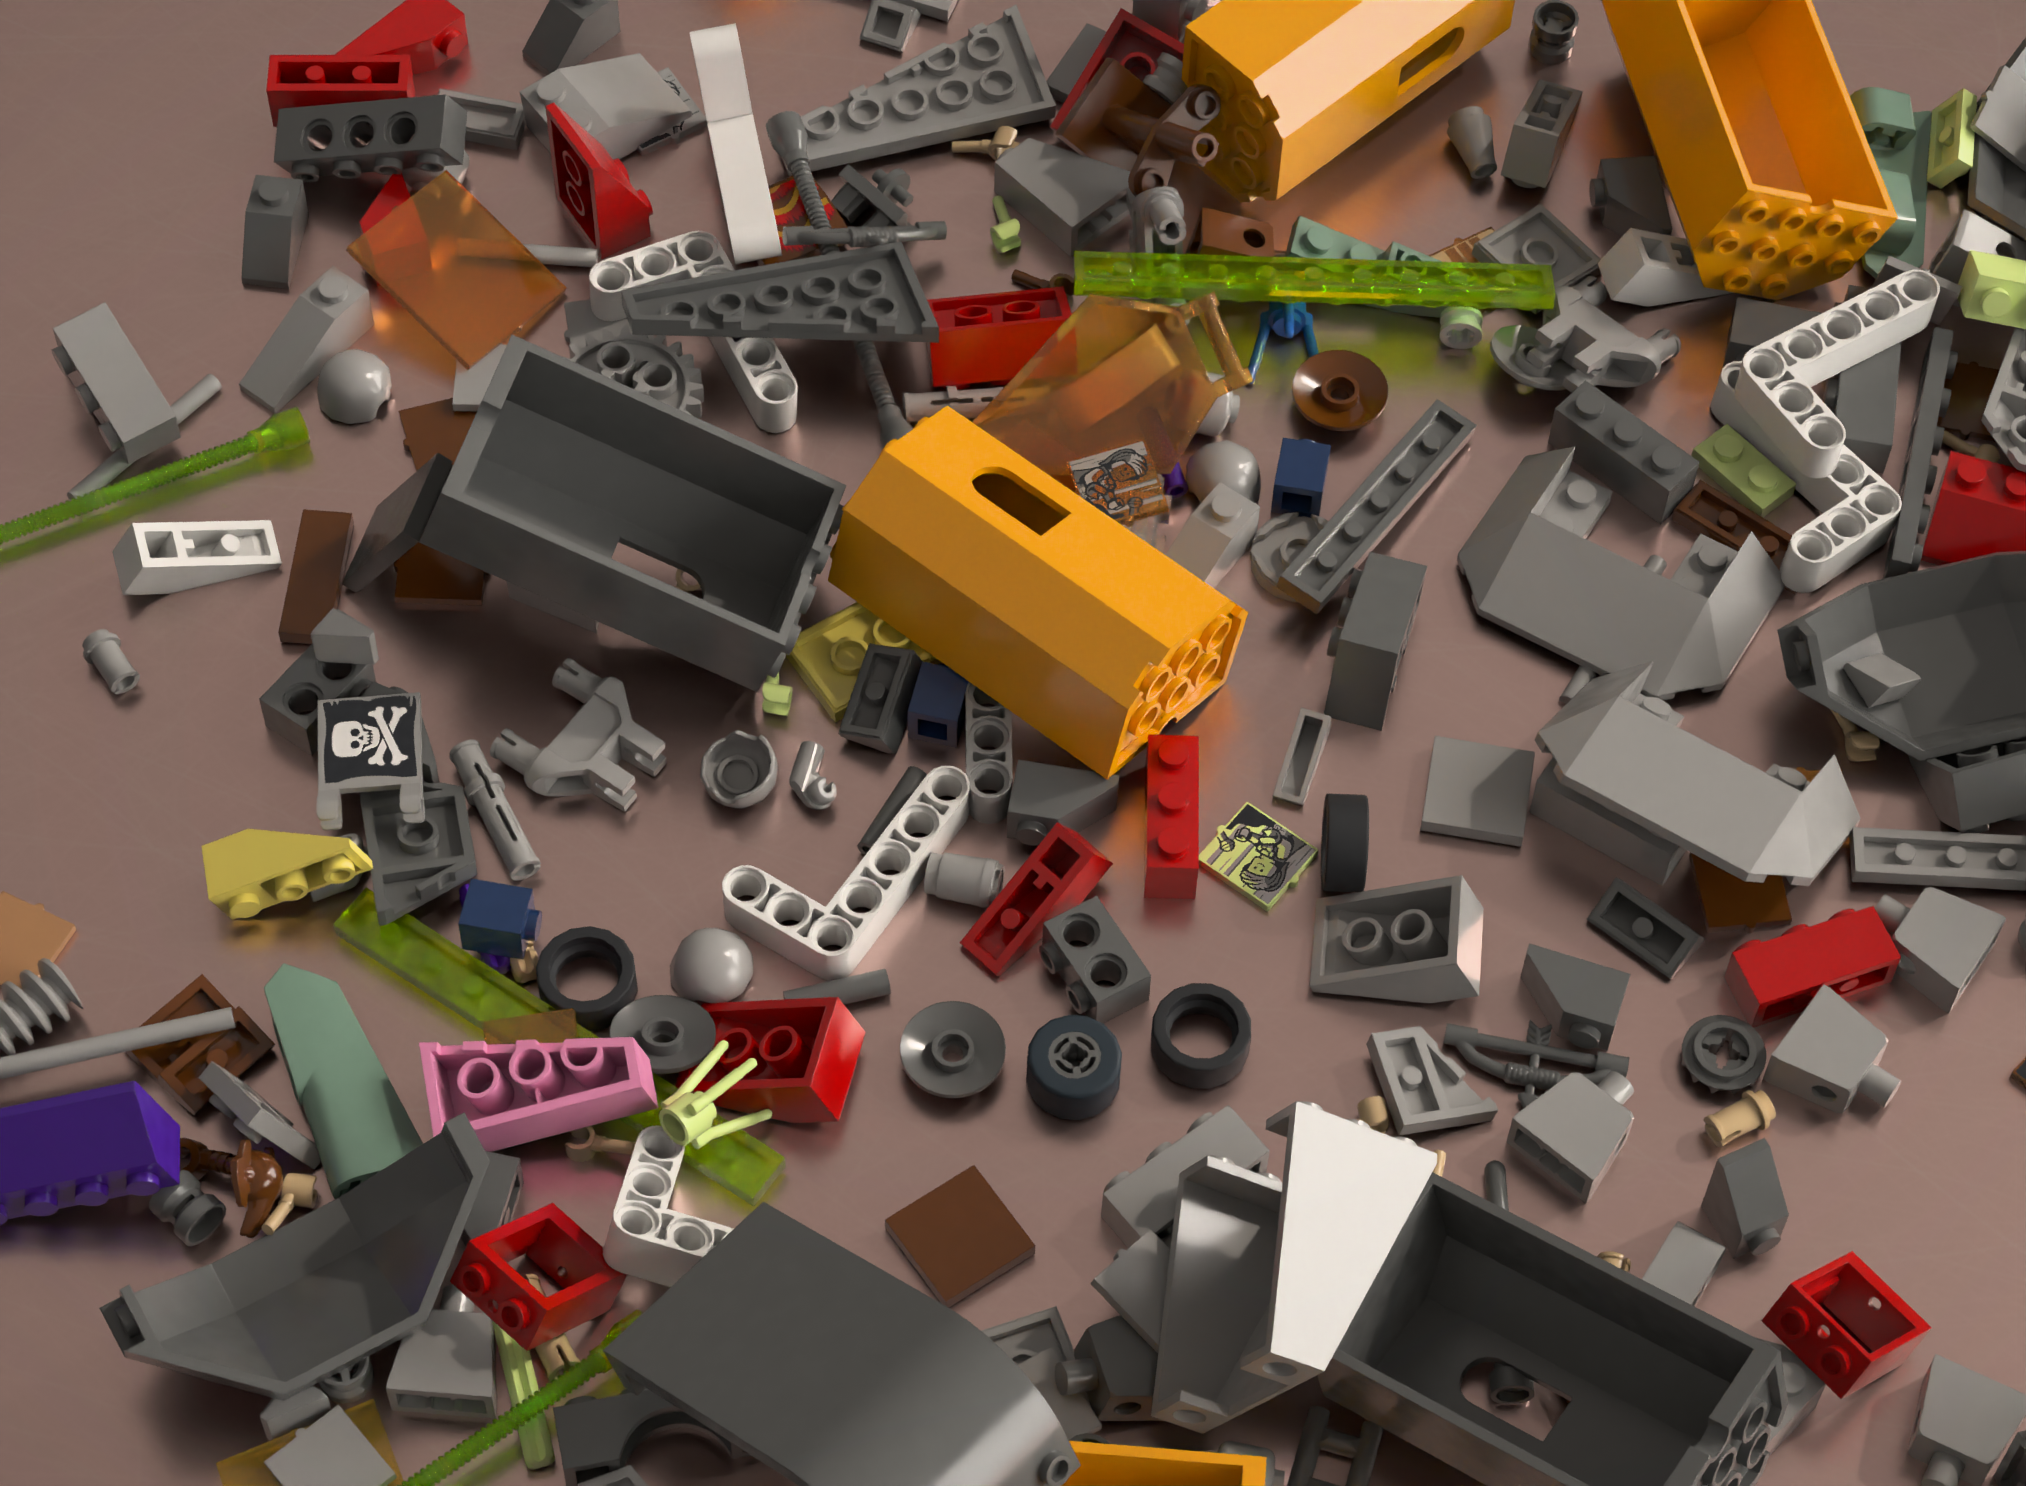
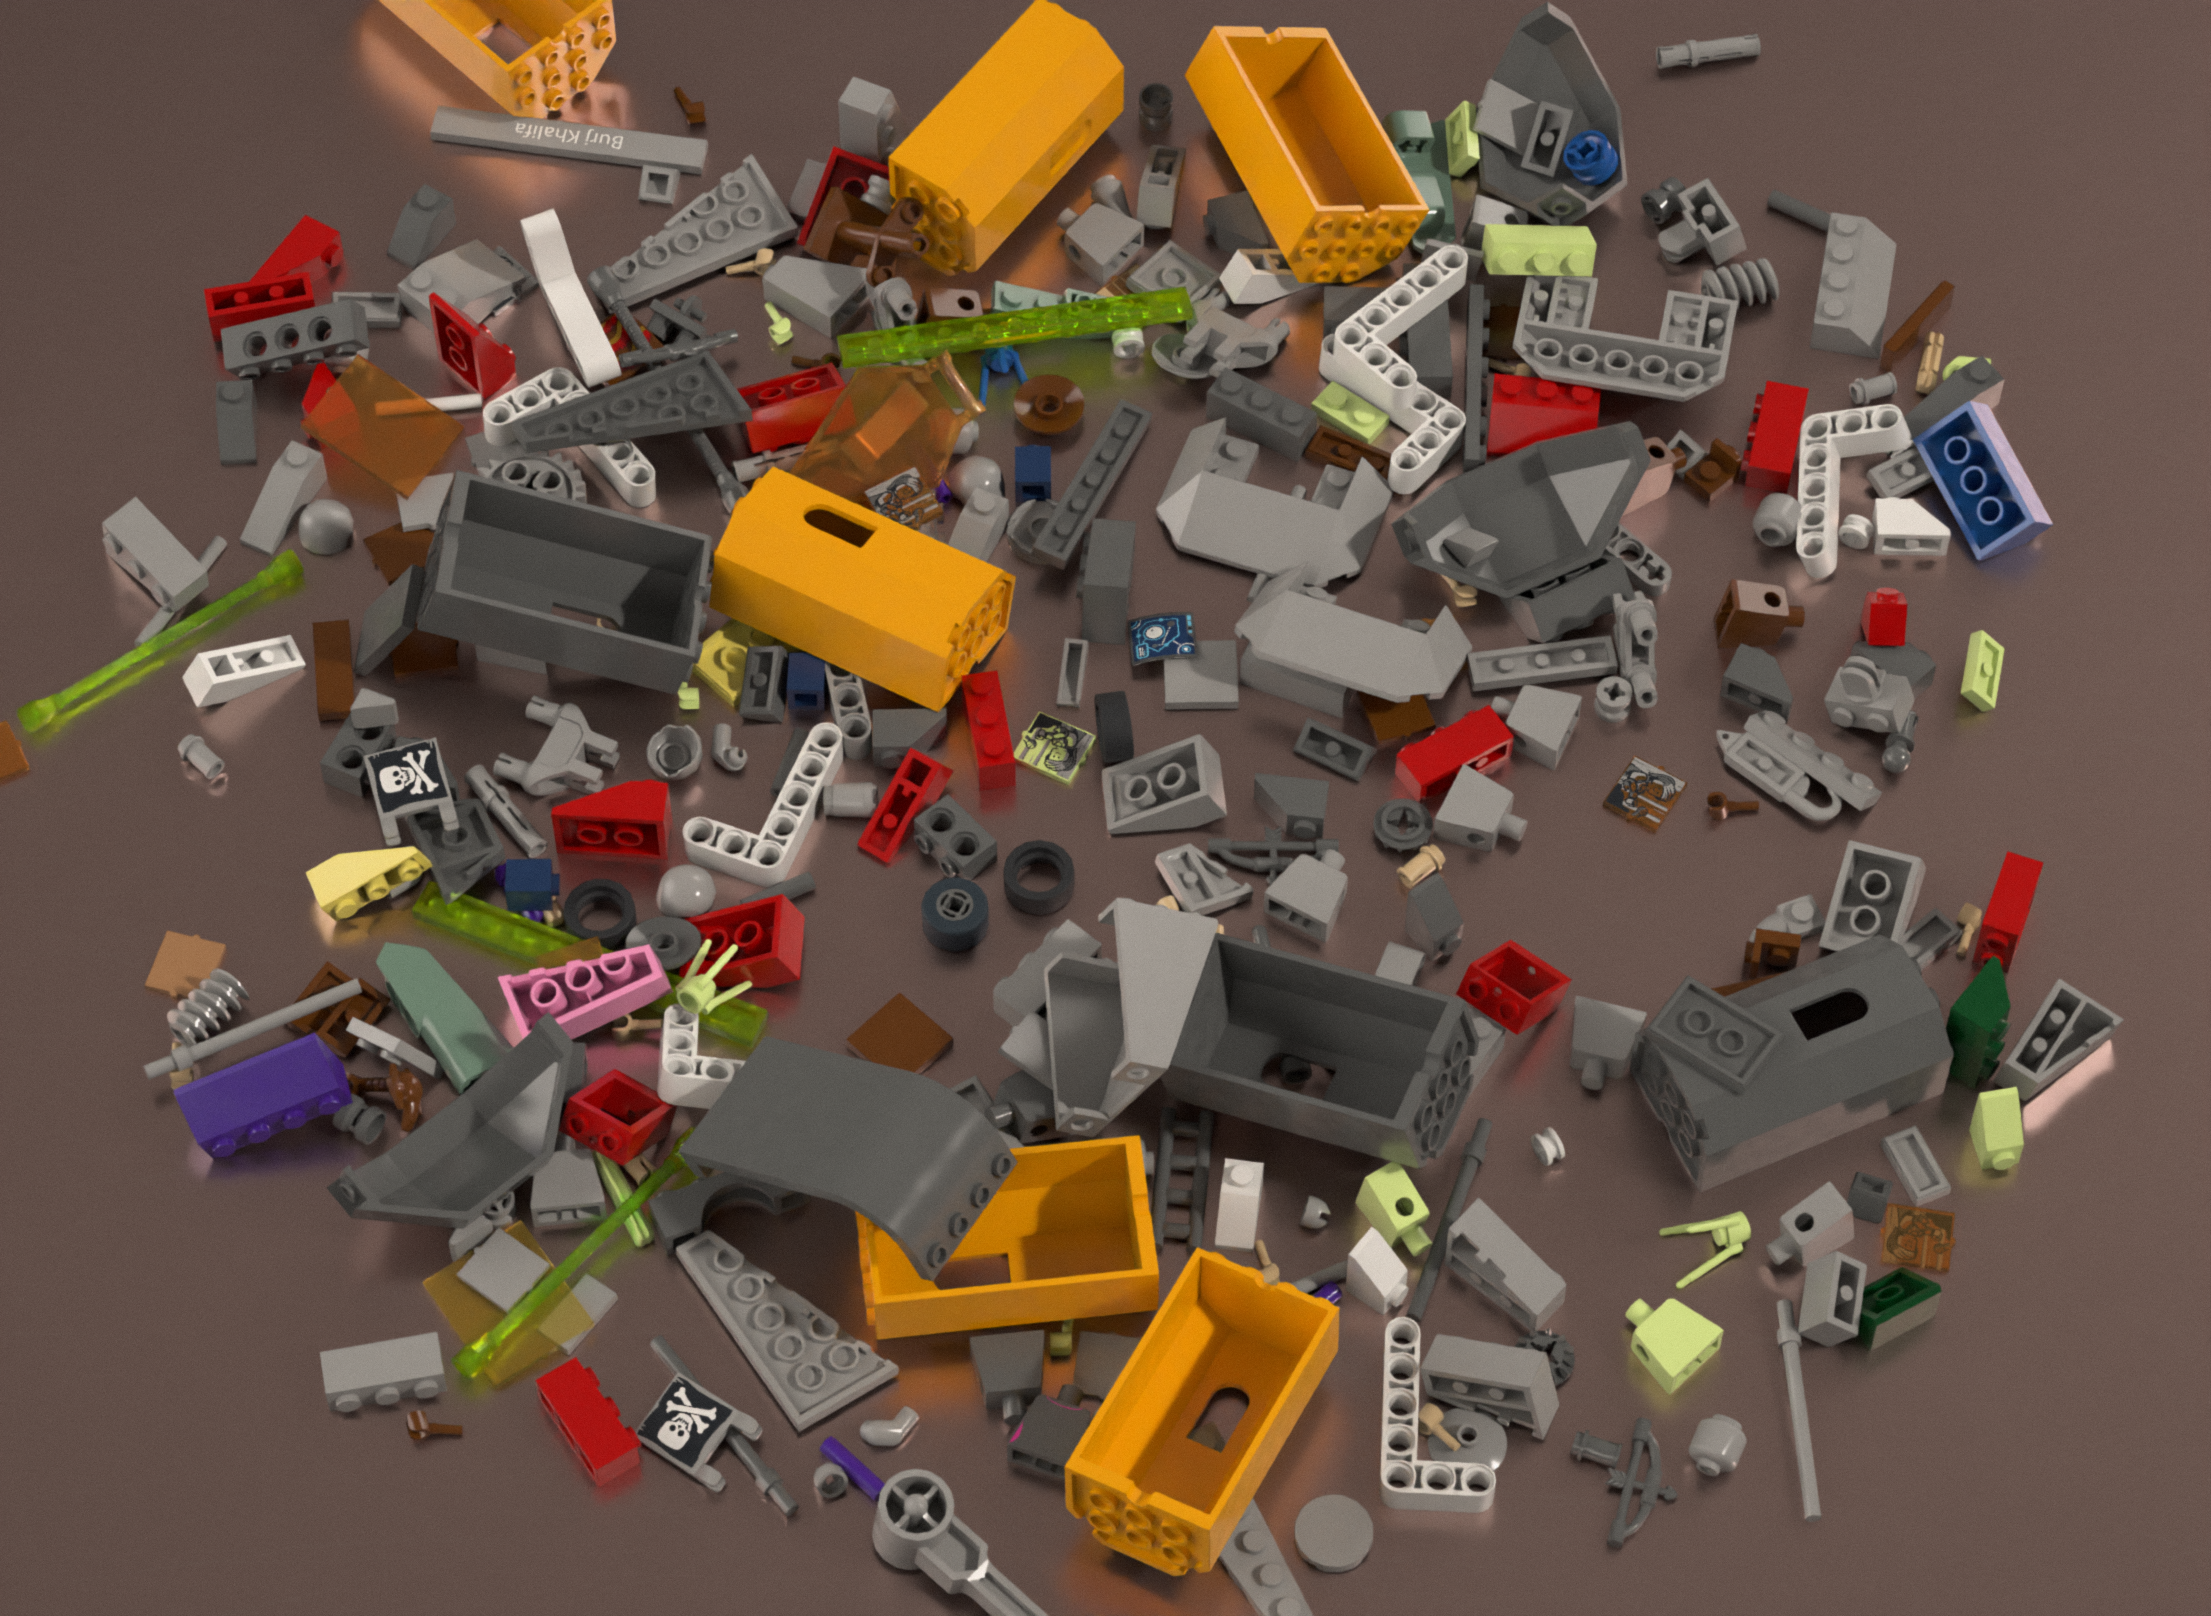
camera: 10 degrees left, 0 degrees up
(296, 1191) = (432, 1095): tan hand -> none
(637, 852) = (617, 822): none -> red slope
(952, 1029) = (865, 904): dark grey dish -> none
(1434, 729) = (1162, 637): none -> sticker
(1449, 188) = (1100, 240): none -> light grey torso

